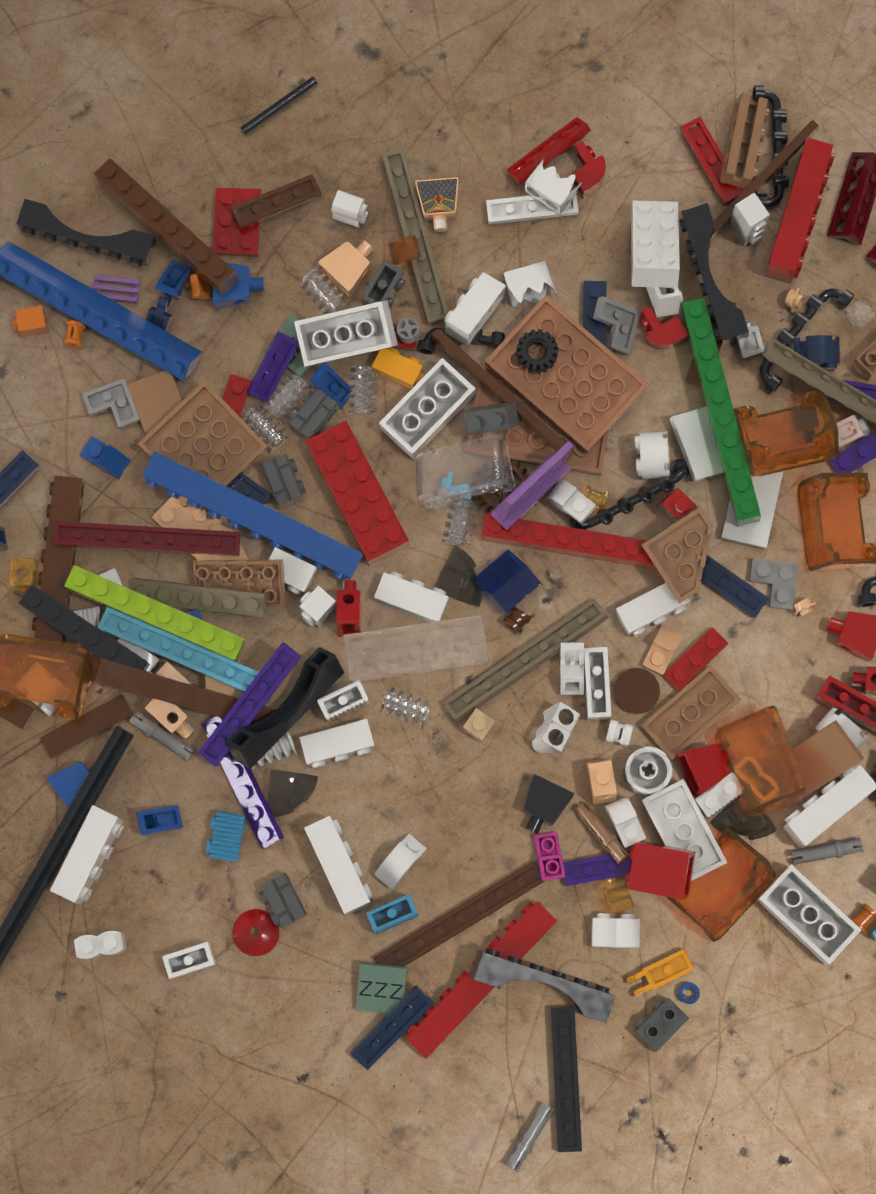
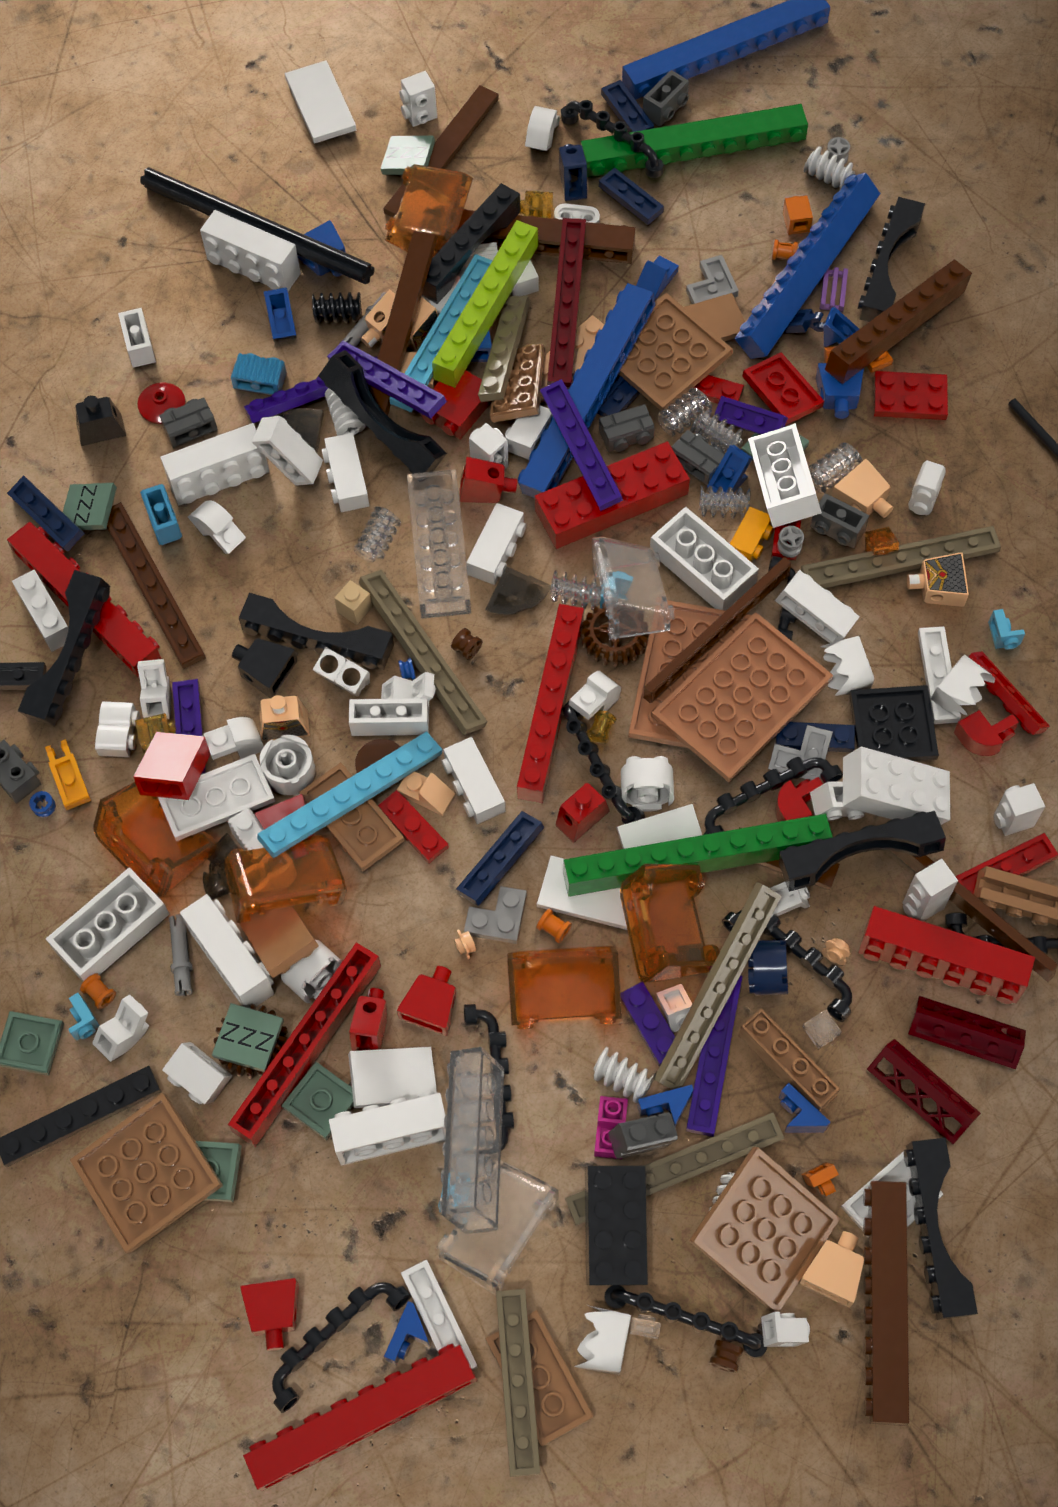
camera: 90 degrees right, 15 degrees down
(32, 536) = (577, 212): none -> white plate
(87, 726) = (378, 256): reddish brown tile -> none
(93, 946) = (163, 267): white brick -> none
(148, 763) = (336, 308): none -> black piece
(235, 337) = (783, 388): none -> red plate
(261, 640) = (461, 408): none -> red brick
(276, 201) = (933, 425): reddish brown tile -> none
(287, 989) = (98, 420): none -> black torso
(320, 517) = (581, 445): none -> dark purple plate
(327, 794) = (287, 450): none -> white brick
(343, 701) = (387, 475): white brick -> none
(486, 152) = (1001, 631): none -> medium azure bracket
(491, 418) = (688, 611): dark grey brick -> none
(496, 1016) = (42, 609): none -> white brick
(507, 581) = (508, 633): clear blue slope -> none
(522, 710) = (364, 646): none -> black arch
(533, 488) = (609, 647): medium lavender fence -> none
(541, 338) = (765, 672): black tyre -> none
(545, 673) = (407, 669): none -> blue bush
(549, 856) = (206, 668): dark pink slope -> none
(579, 899) = (155, 688): none -> white brick
(582, 247) = (895, 721): none -> black plate
(607, 839) = (220, 719): medium nougat pin -> none
(614, 731) = (334, 741): white wheel -> none
(645, 349) = (773, 781): none -> black bar
(664, 145) = (1019, 809): none -> white brick
(678, 710) = (349, 794): none -> medium azure plate
(681, 553) = (528, 798): medium nougat plate -> none
(784, 533) = (554, 926): none -> orange bush

